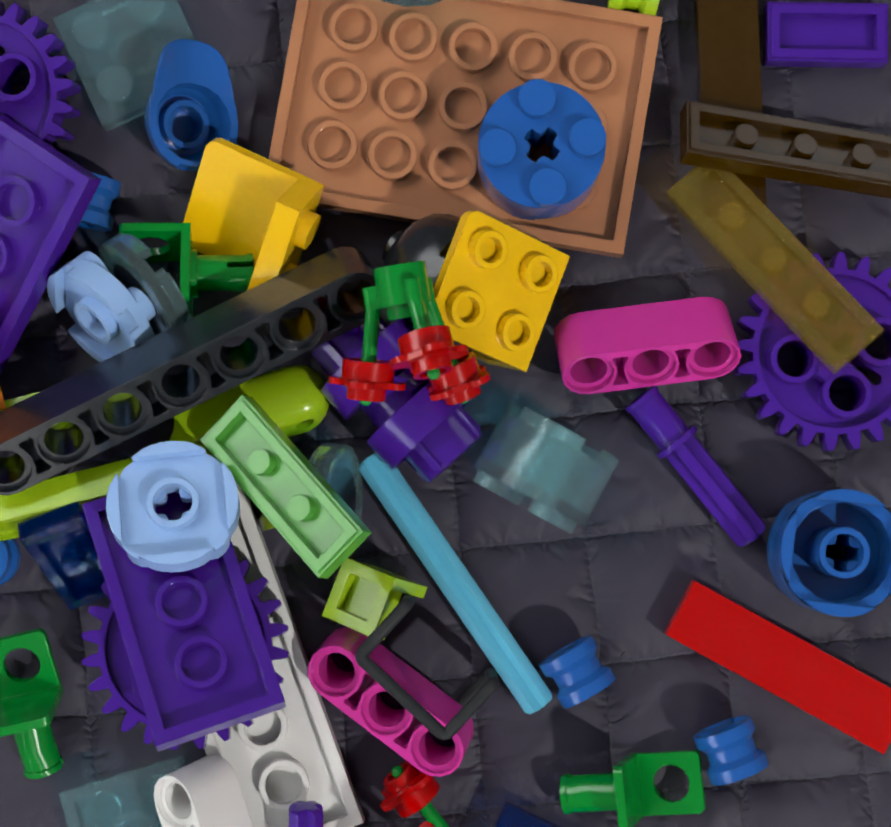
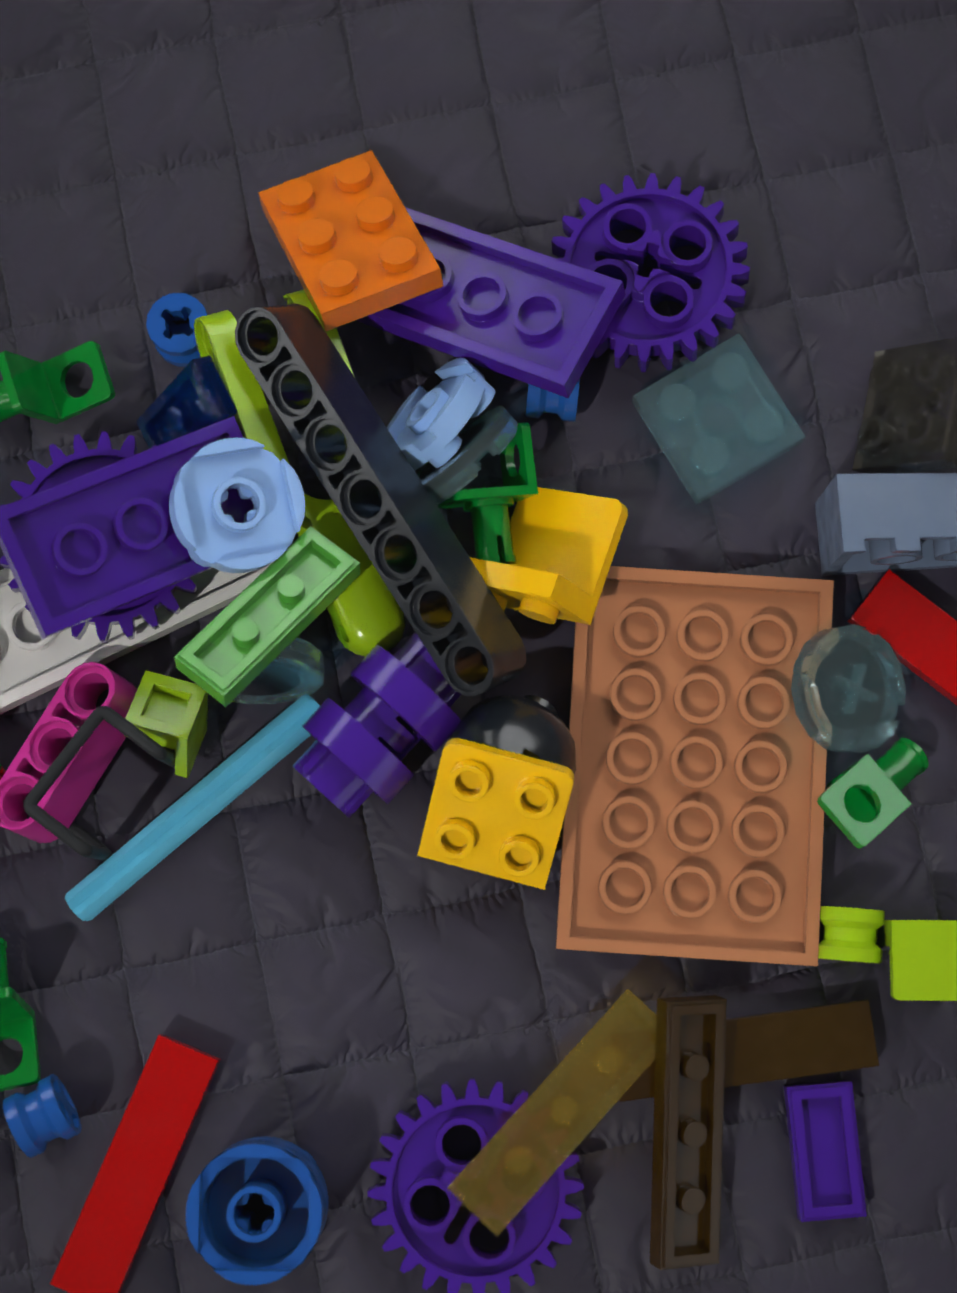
camera: 80 degrees right, 5 degrees down
(190, 103) = (664, 480): blue piece -> none
(424, 351) = (408, 742): plant -> none
(540, 115) = (687, 834): blue brick -> none
(547, 465) = (318, 885): clear light blue brick -> none
(577, 671) = (111, 943): blue wheel -> none
(646, 345) = (461, 983): dark pink beam -> none
(696, 466) = (339, 1050): dark purple axle -> none

